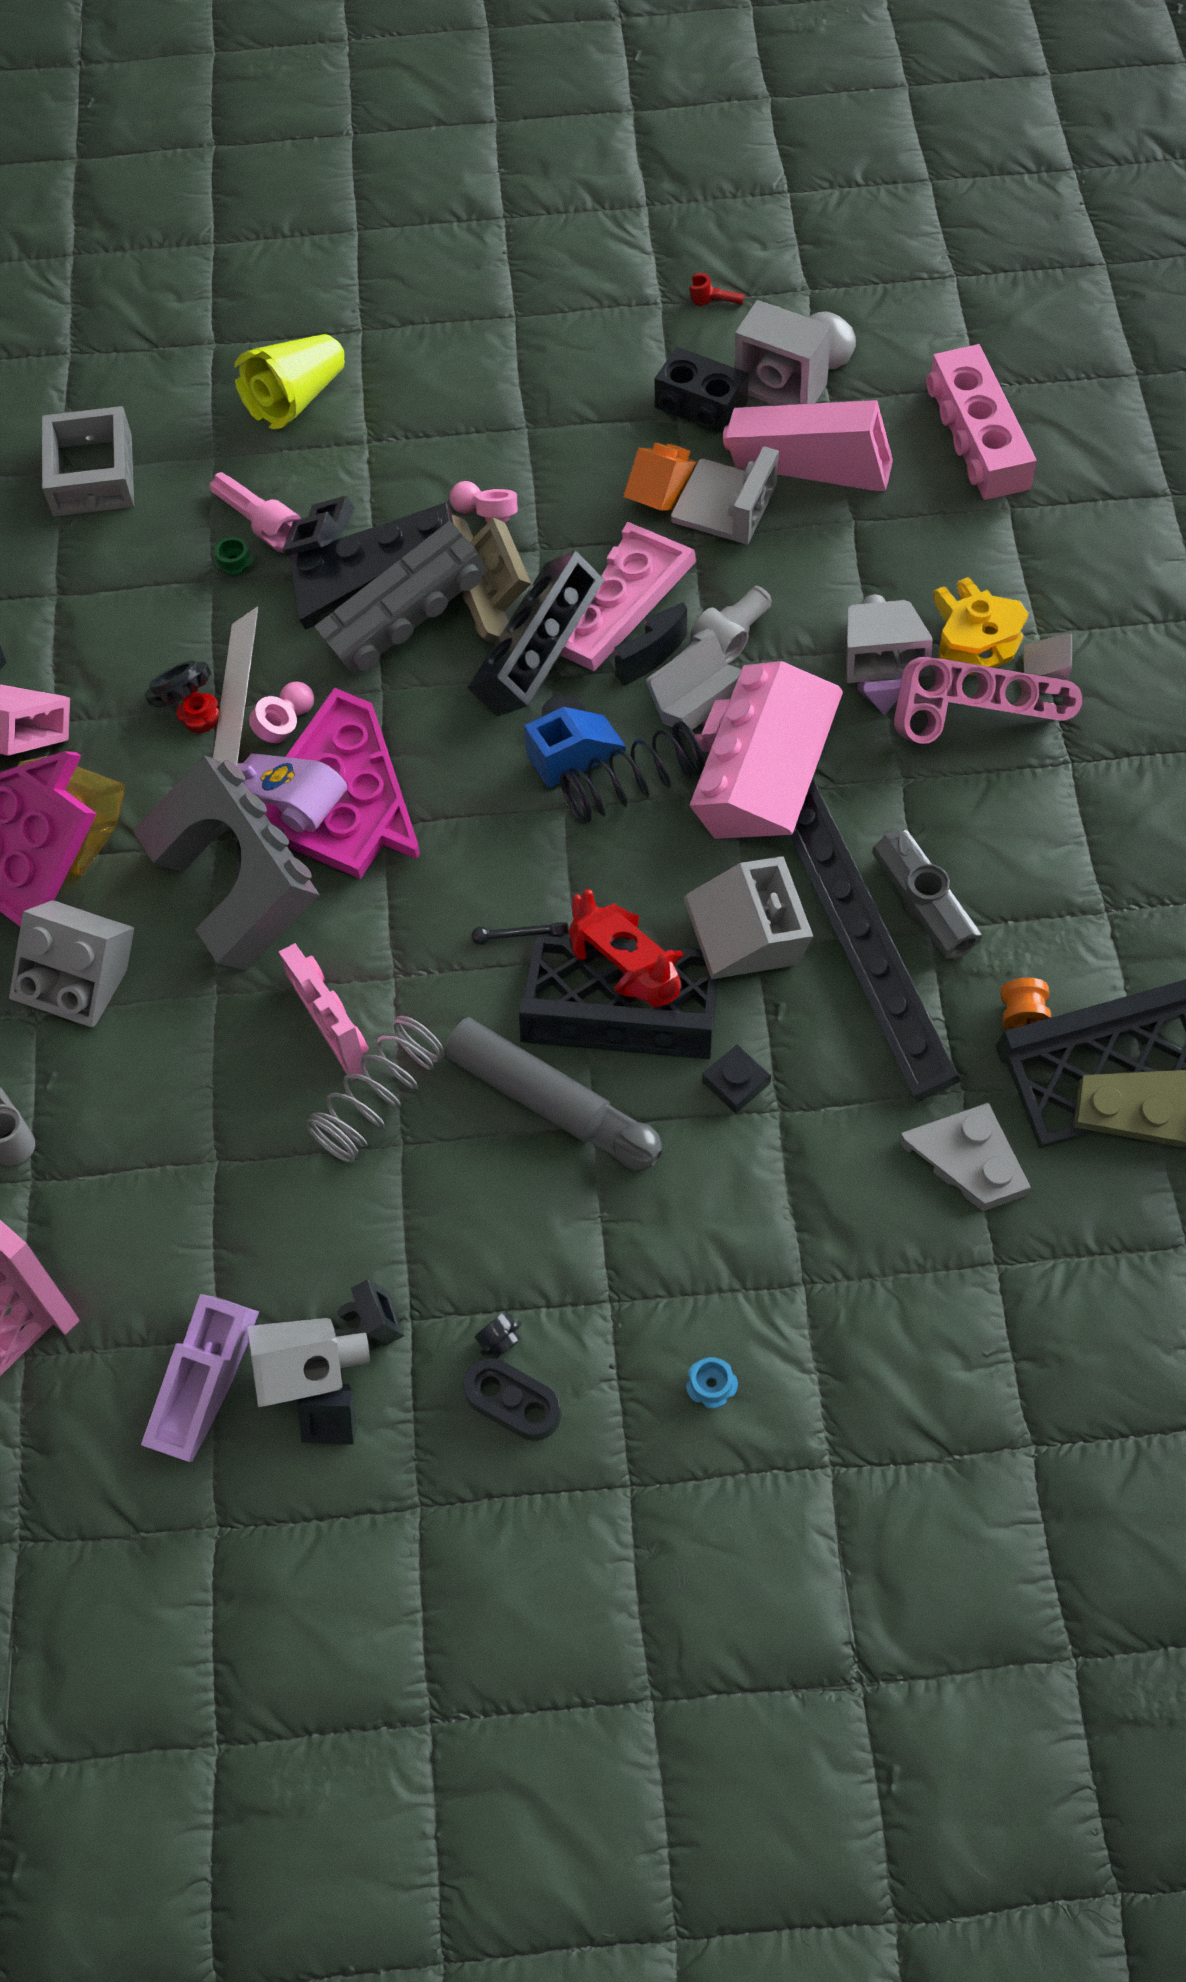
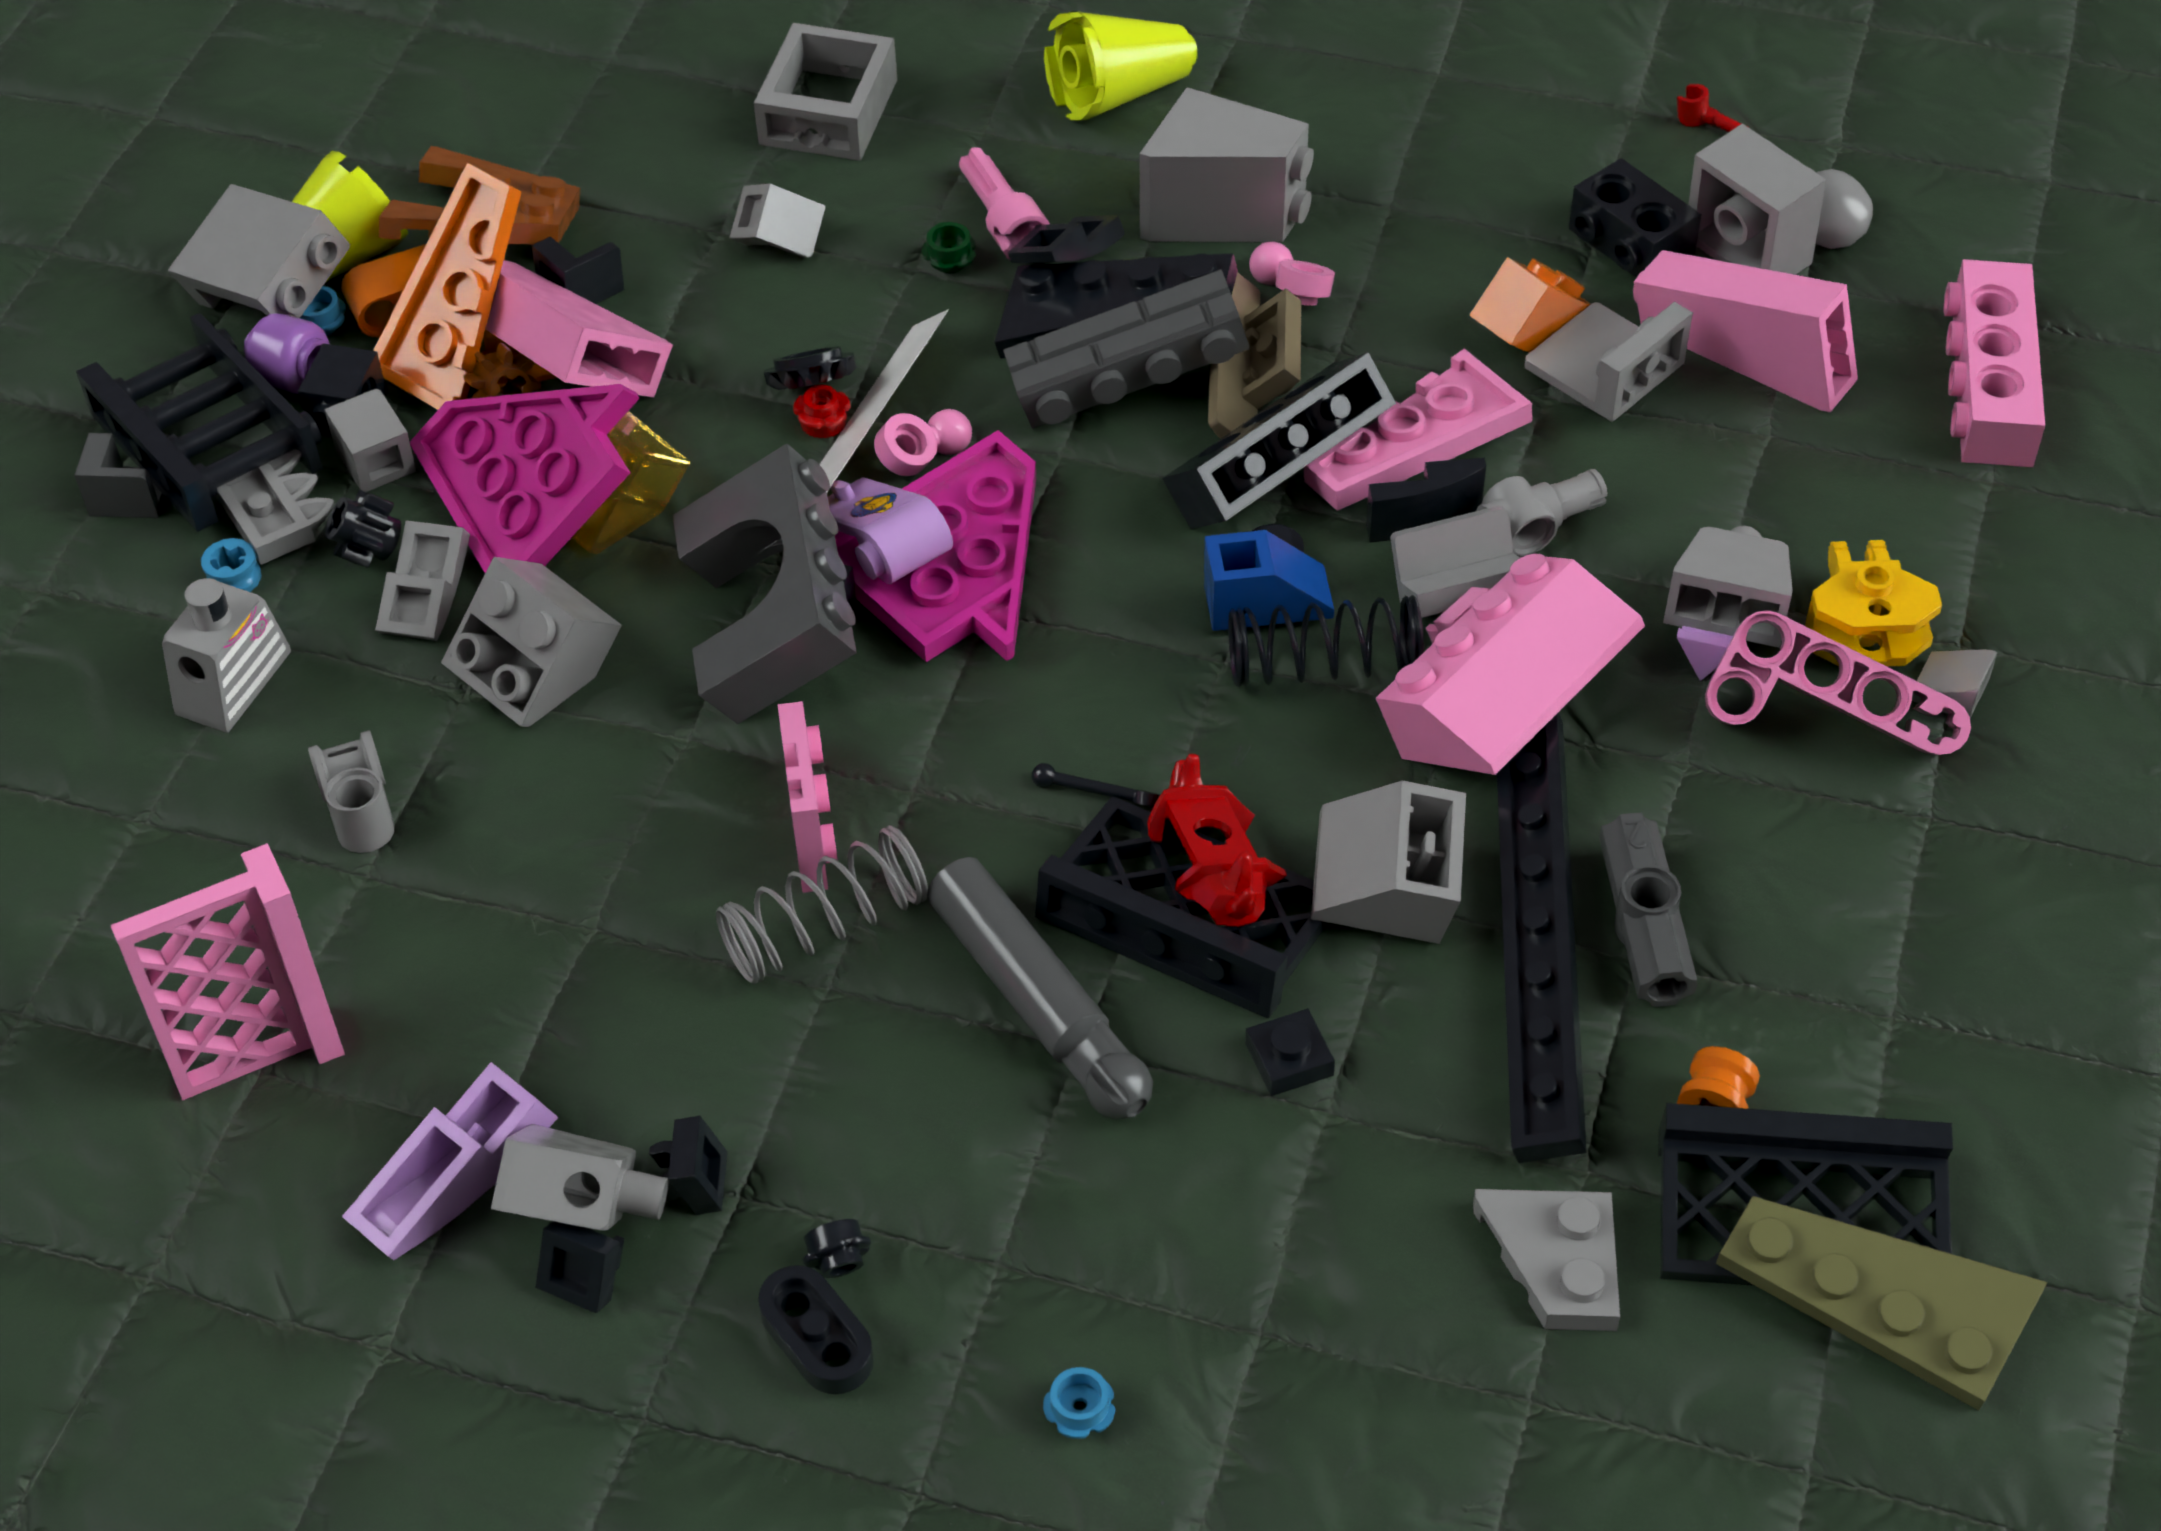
camera: 20 degrees right, 10 degrees down
(98, 574) = (777, 219): none -> light grey panel
(409, 440) = (1223, 173): none -> light grey slope

